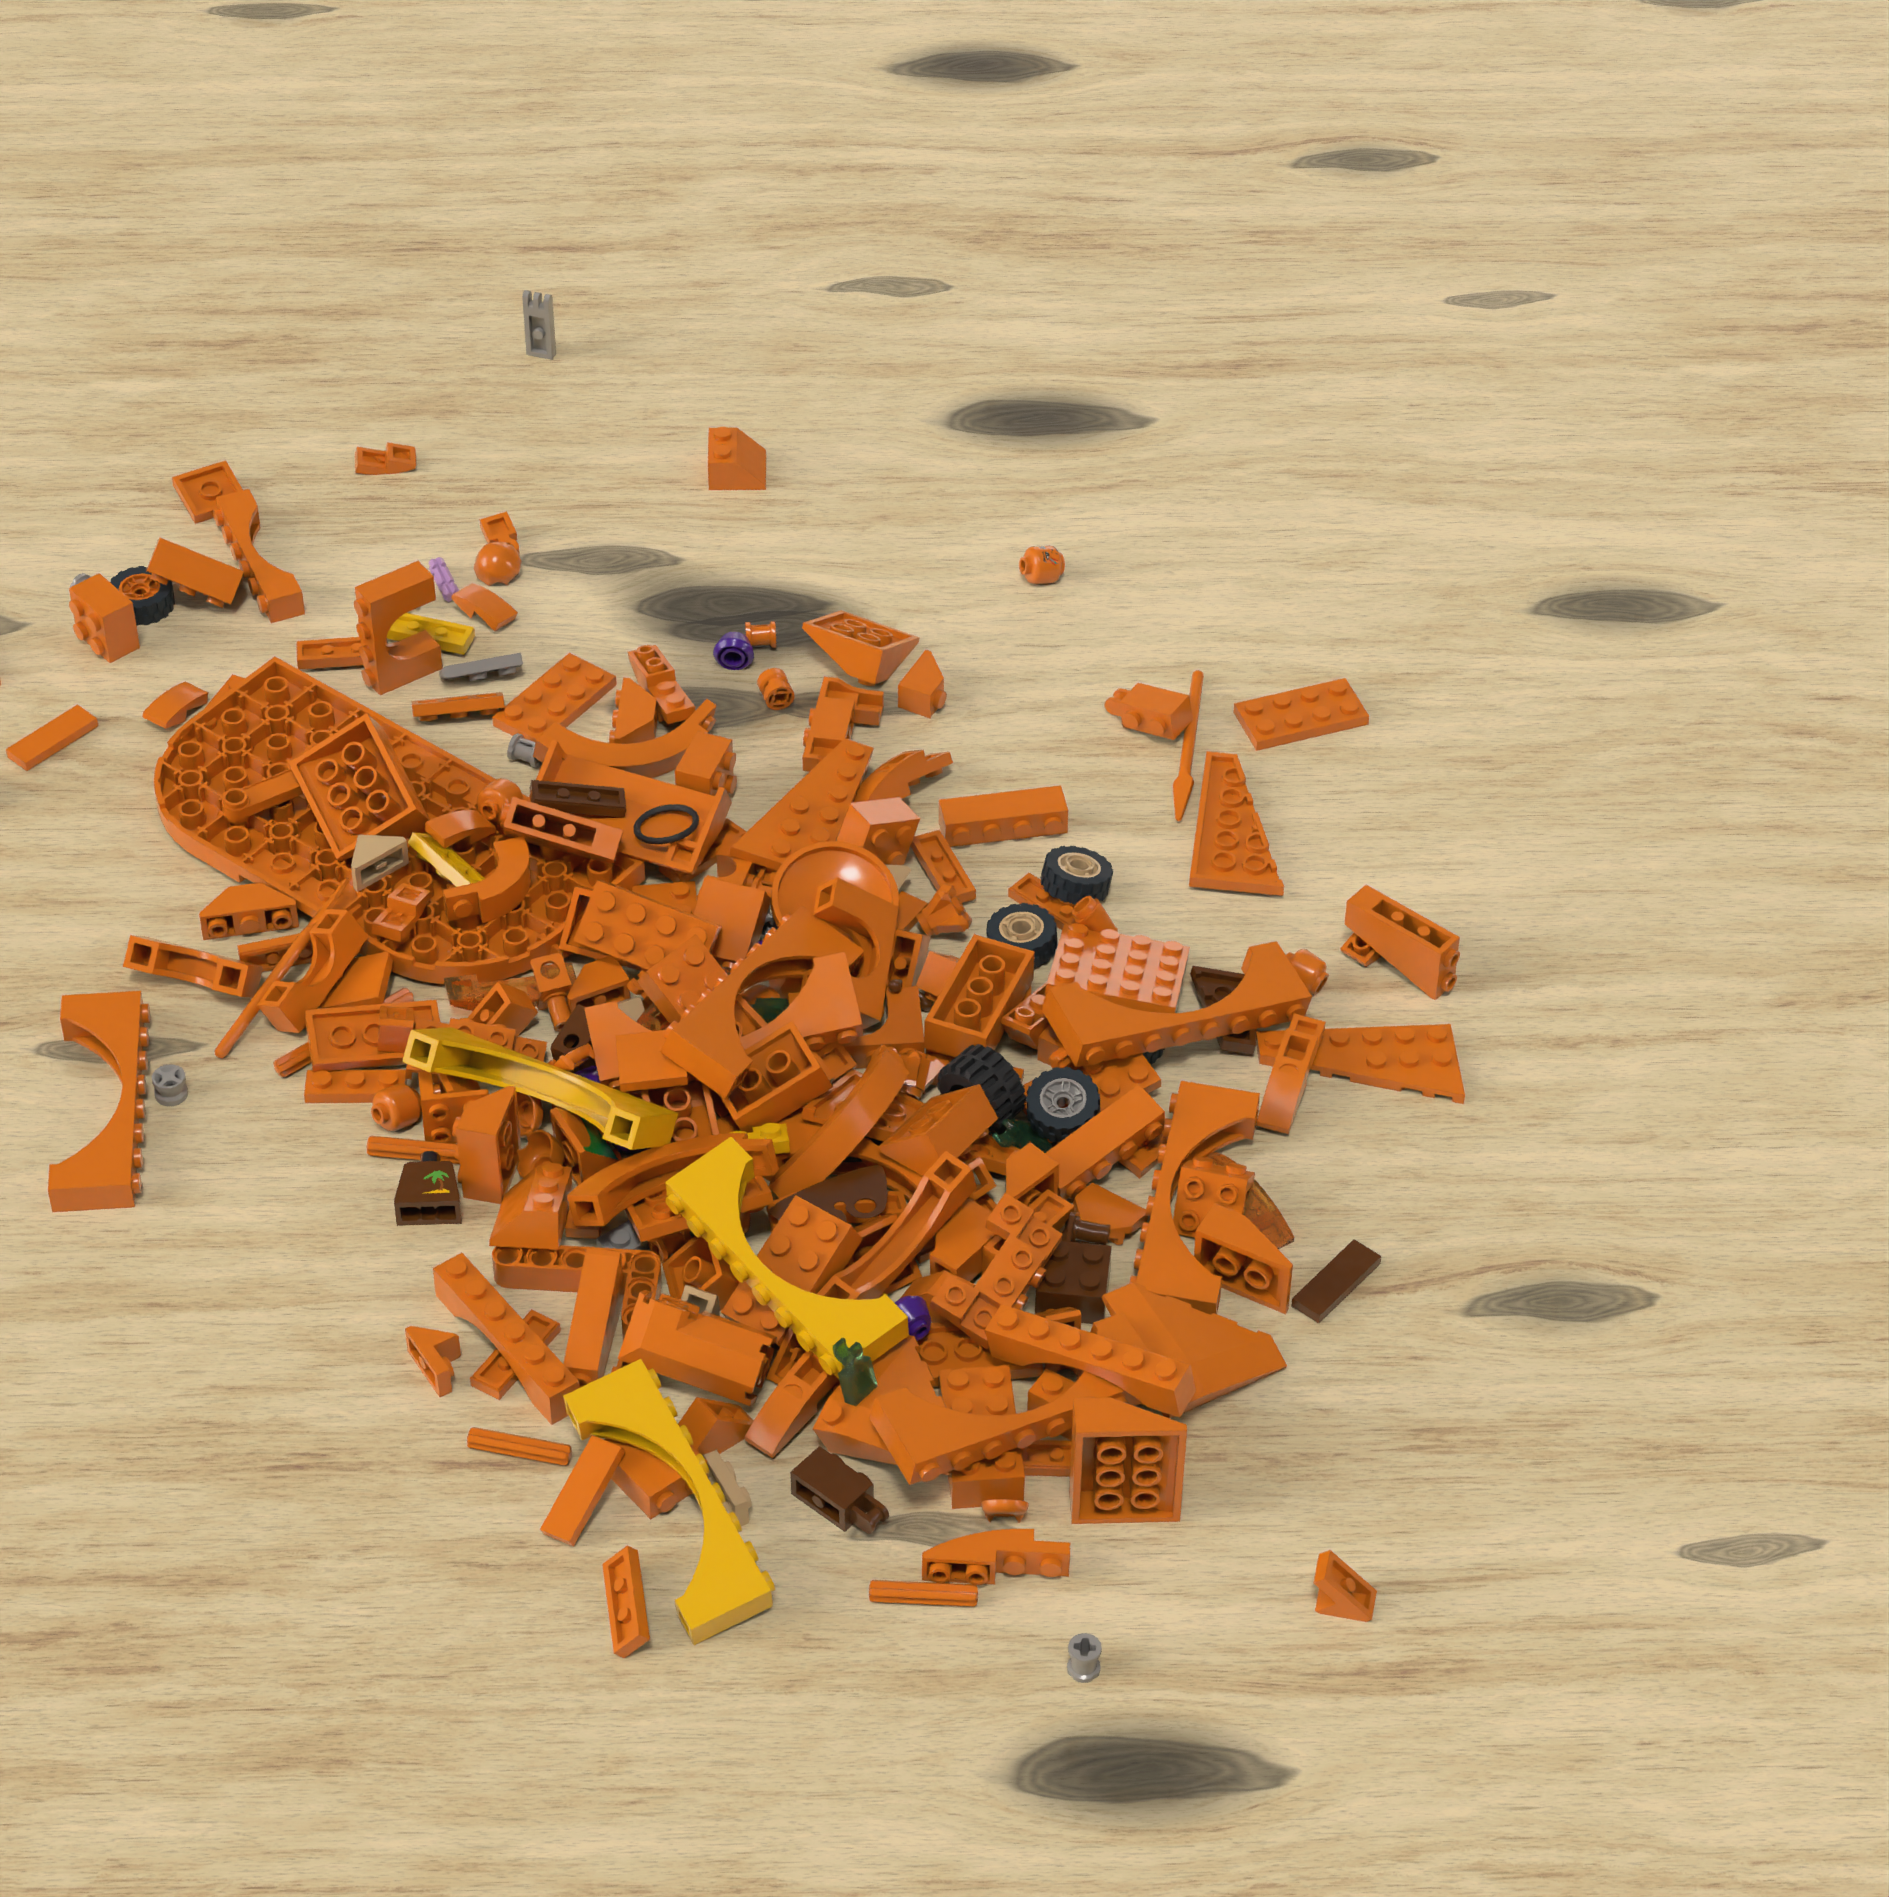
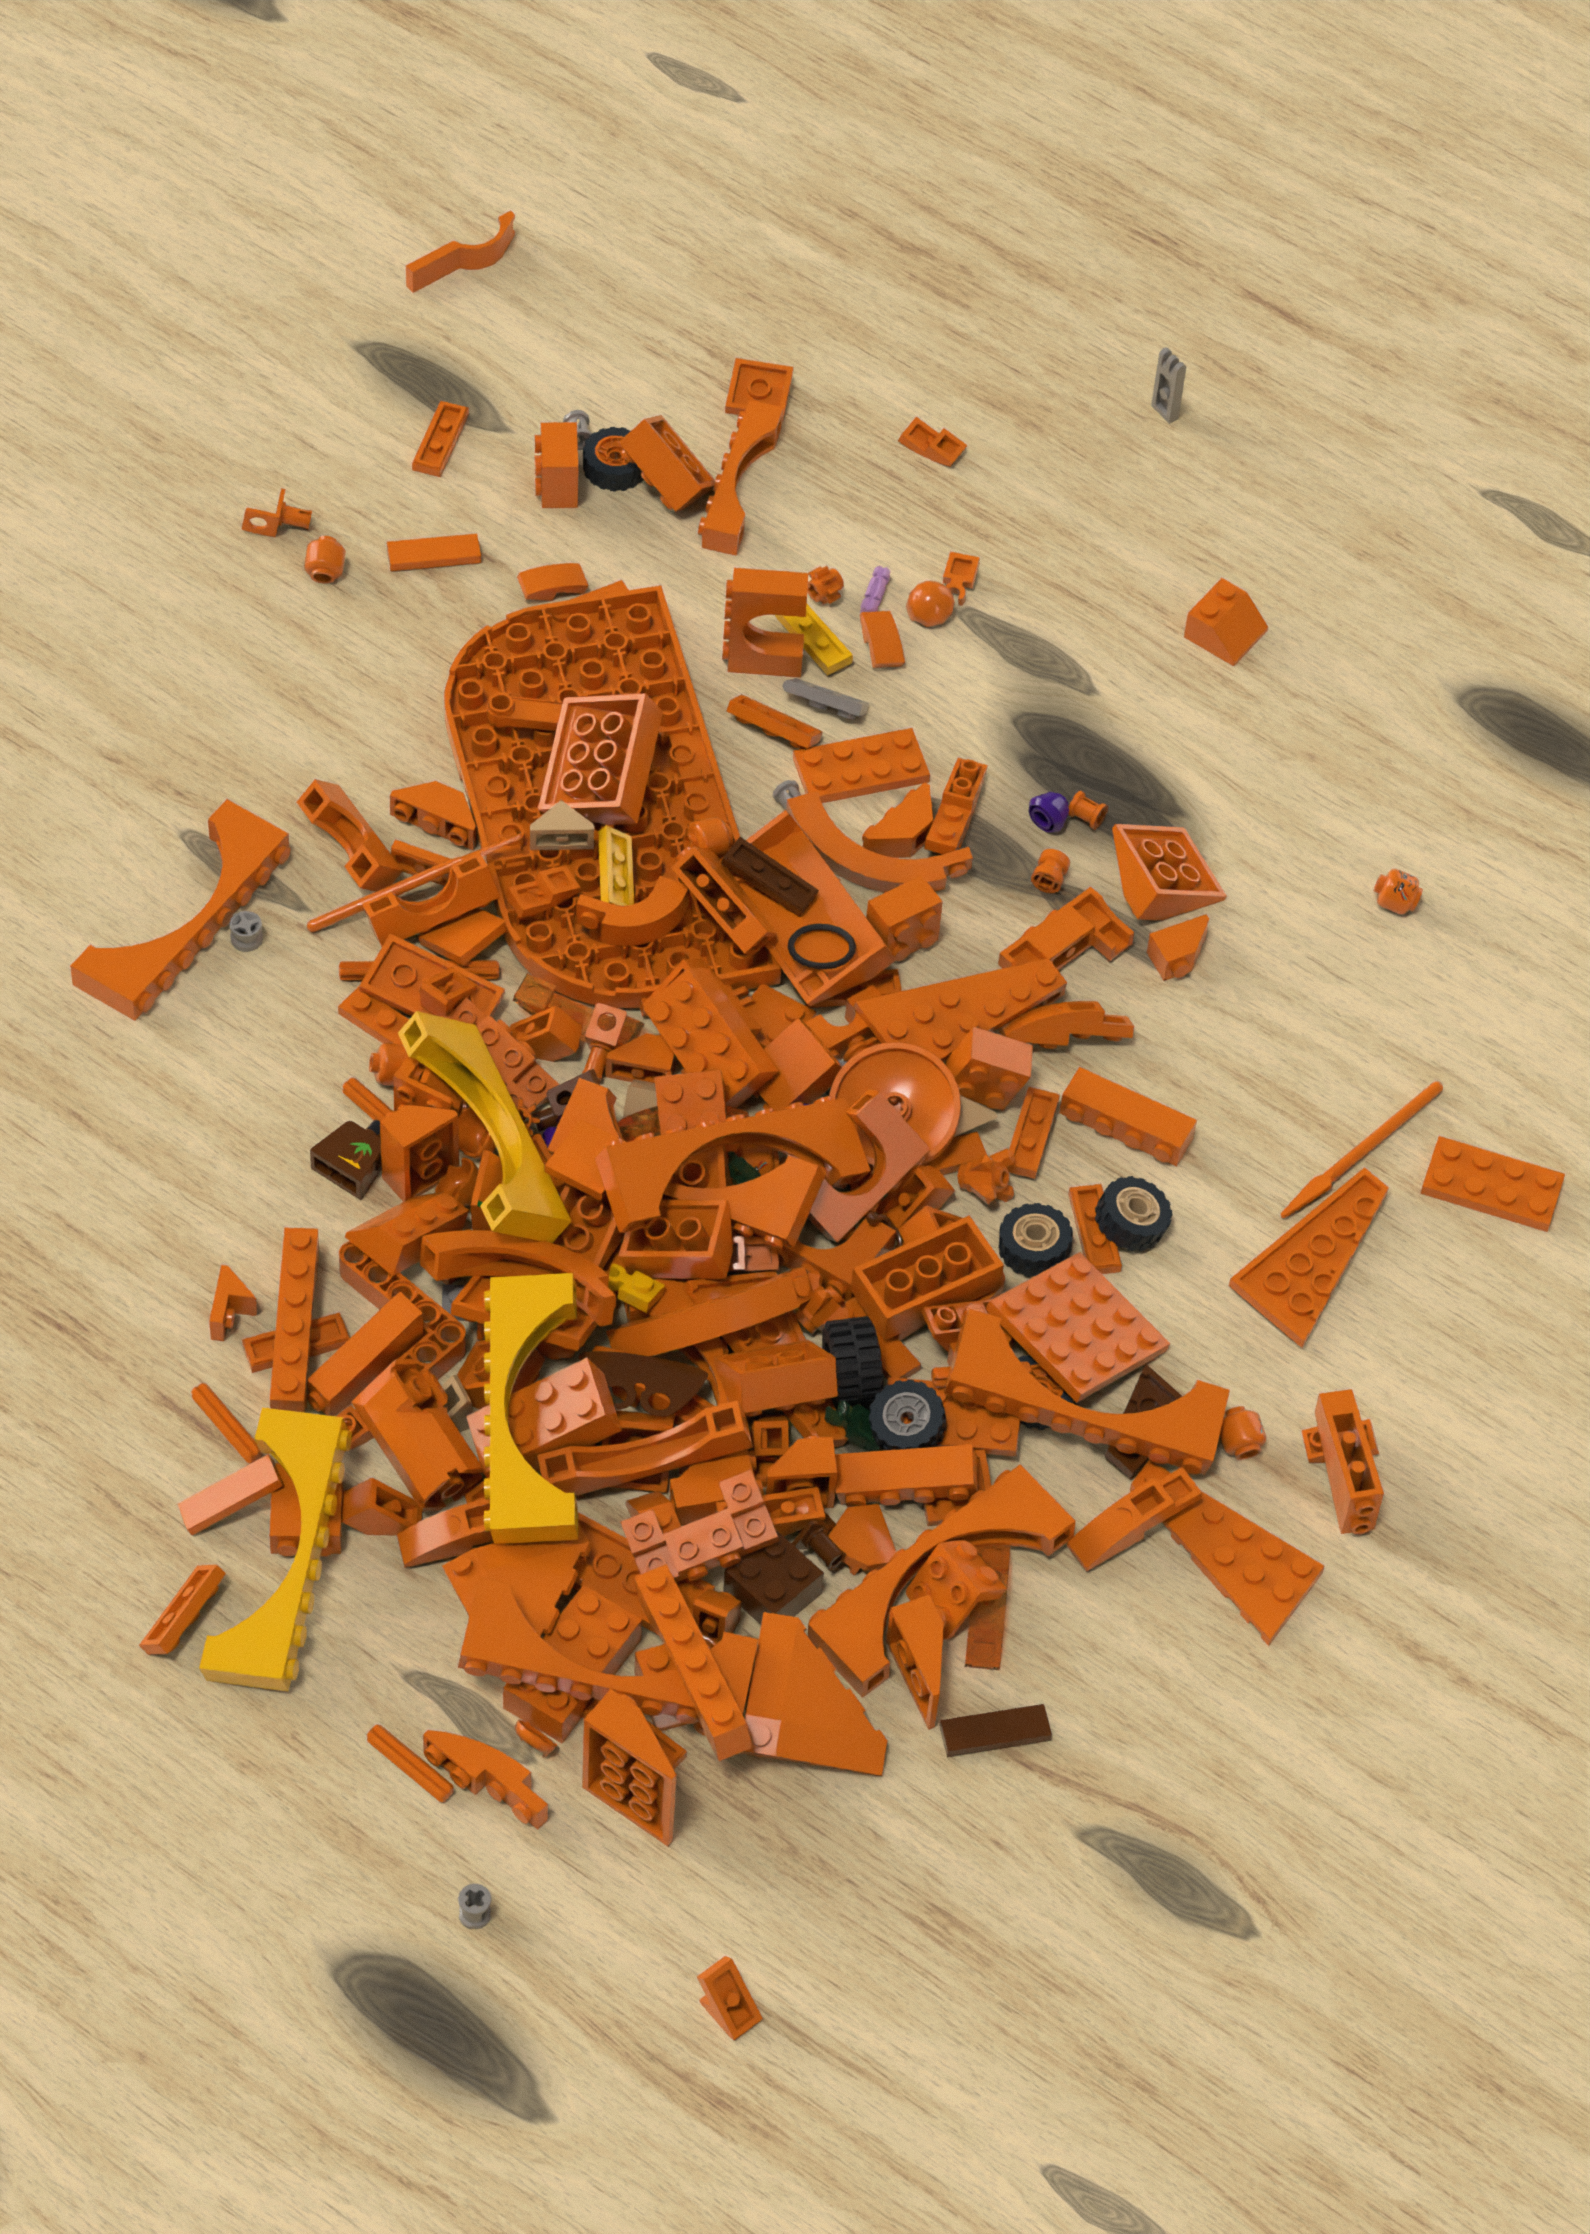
camera: 35 degrees right, 10 degrees up
(329, 653) = (710, 605): orange plate -> none
(459, 825) = (651, 841): orange slope -> none
(575, 1058) = (540, 1117): orange piece -> none
(736, 1498) = (339, 1579): tan plate -> none
(837, 1492) = (421, 1630): reddish brown brick -> none
(858, 1375) = (499, 1546): plate -> none
(918, 1315) = (602, 1524): dark purple cone -> none
(1093, 915) = (1107, 1262): orange cone -> none
(1151, 710) = (1353, 1097): orange brick -> none

